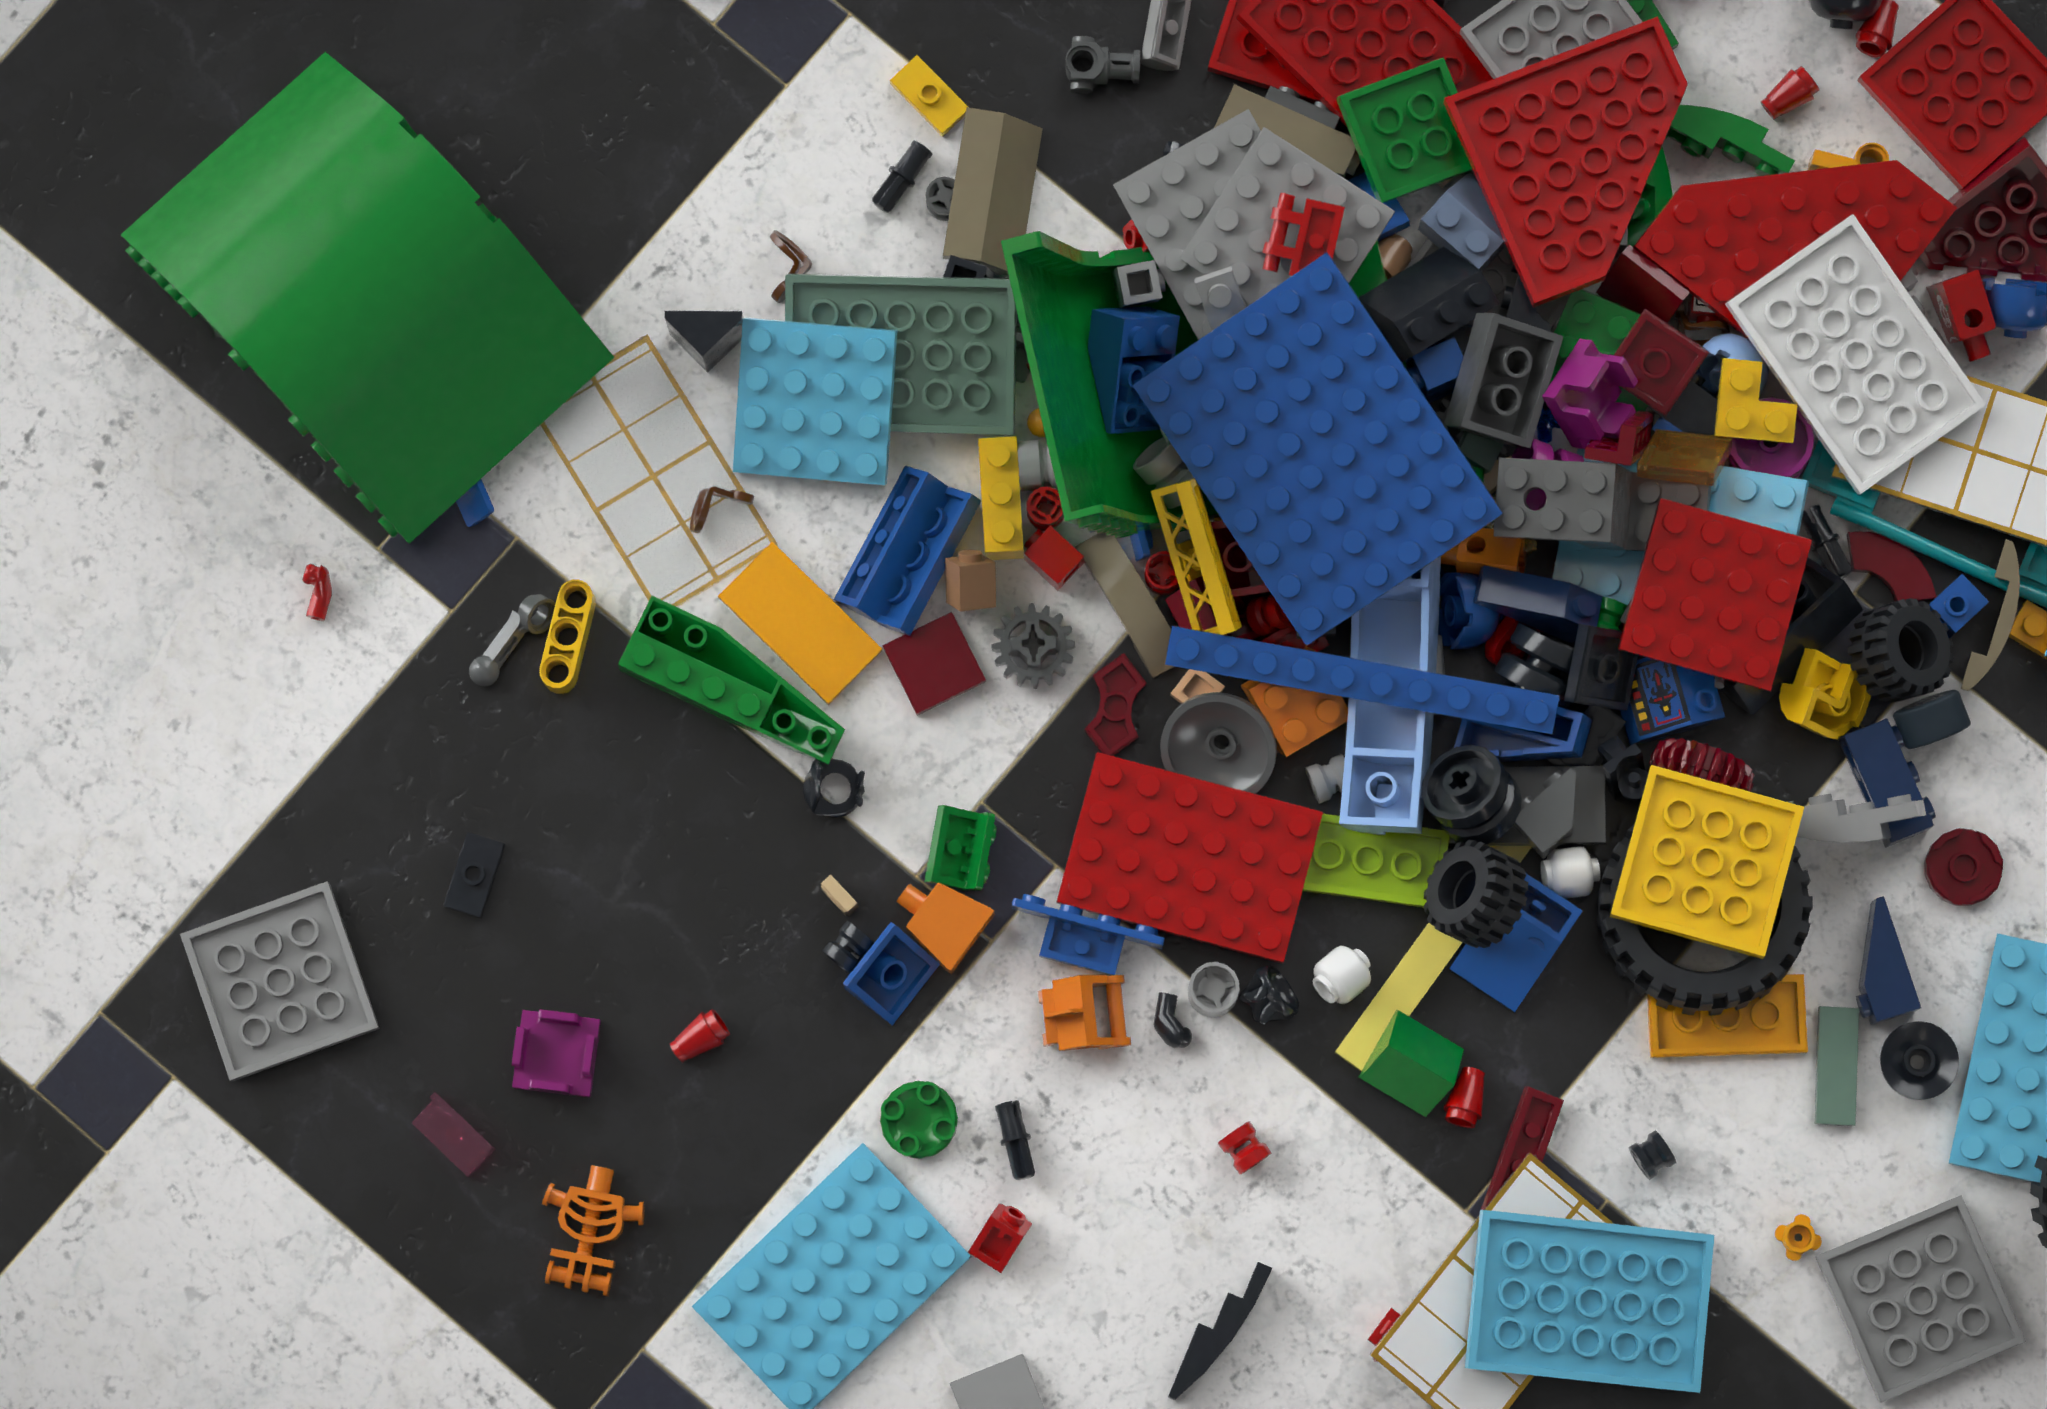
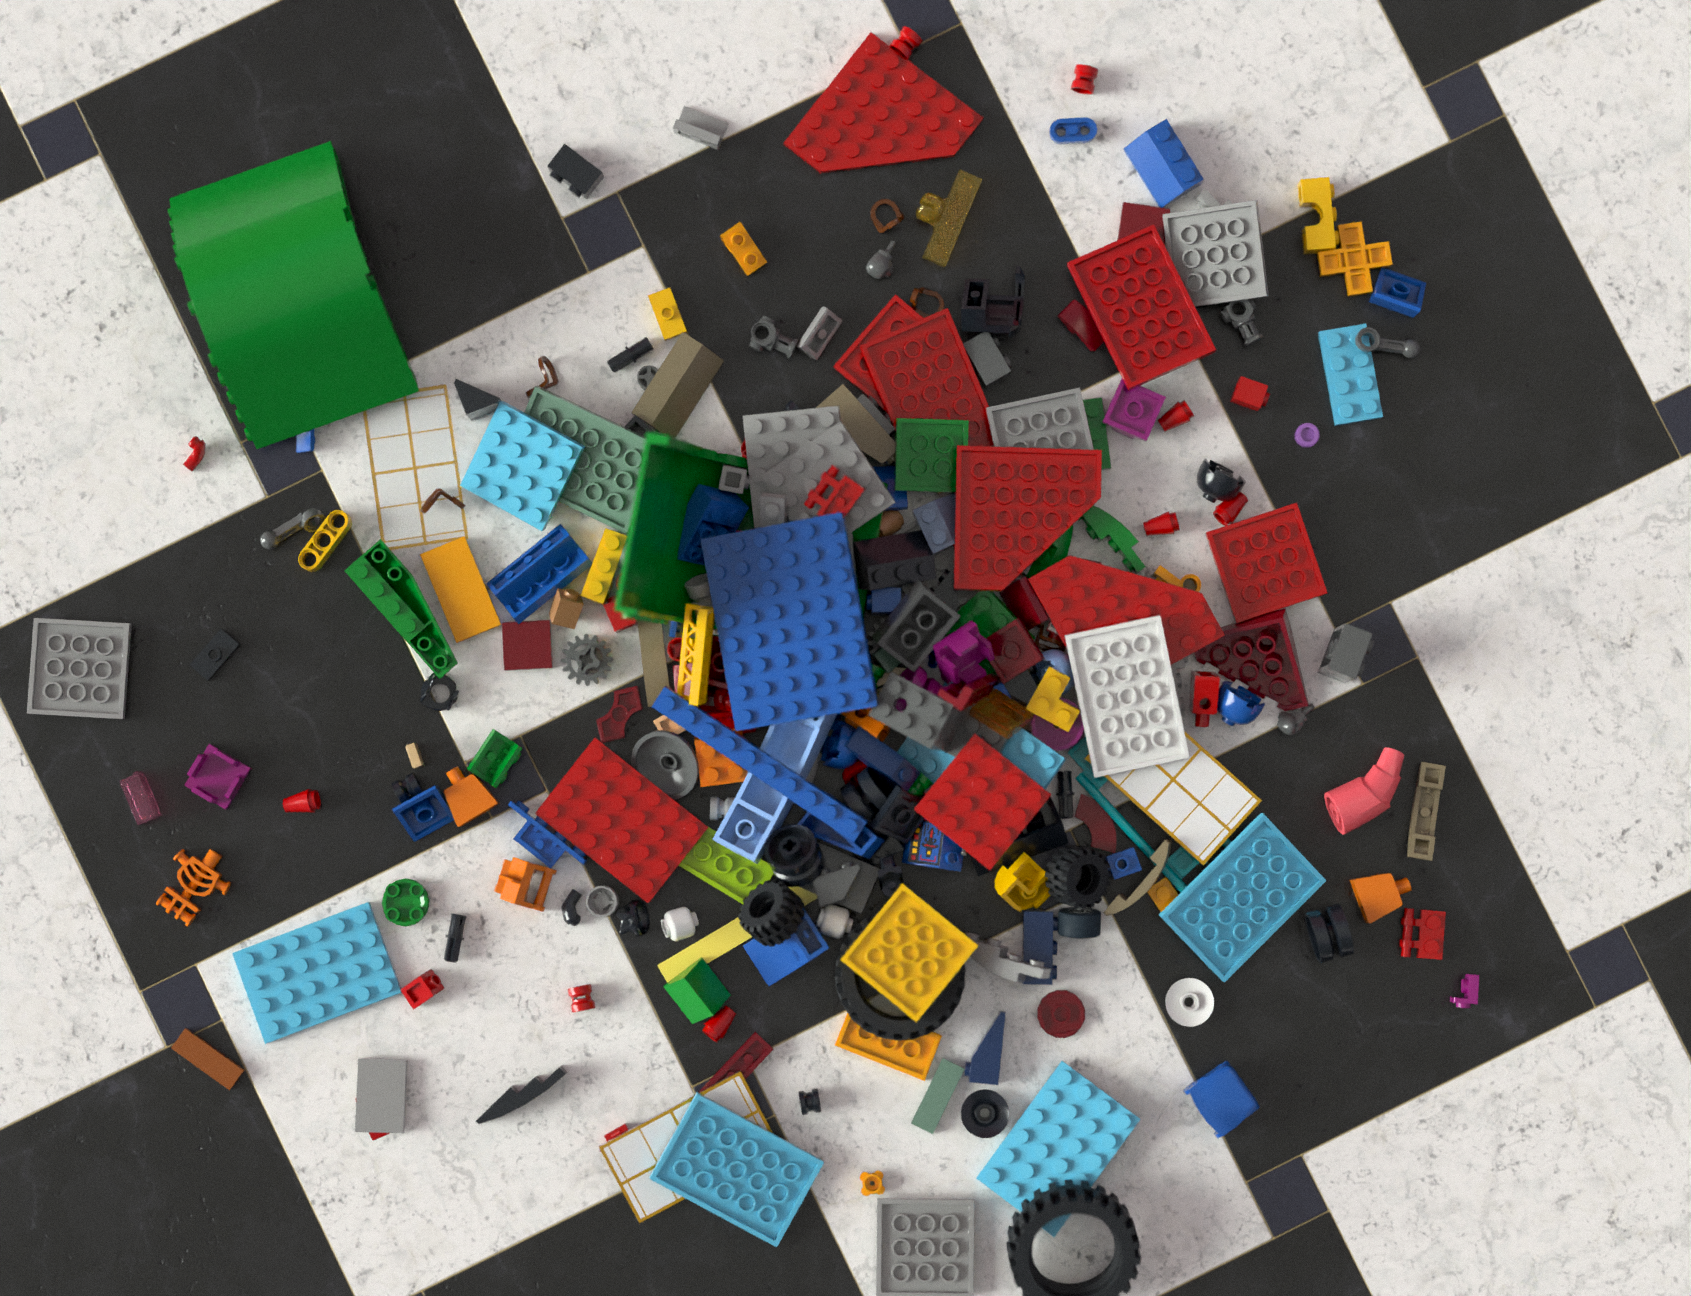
camera: 20 degrees right, 5 degrees up
(1702, 762) = (933, 895): dark red gear -> none

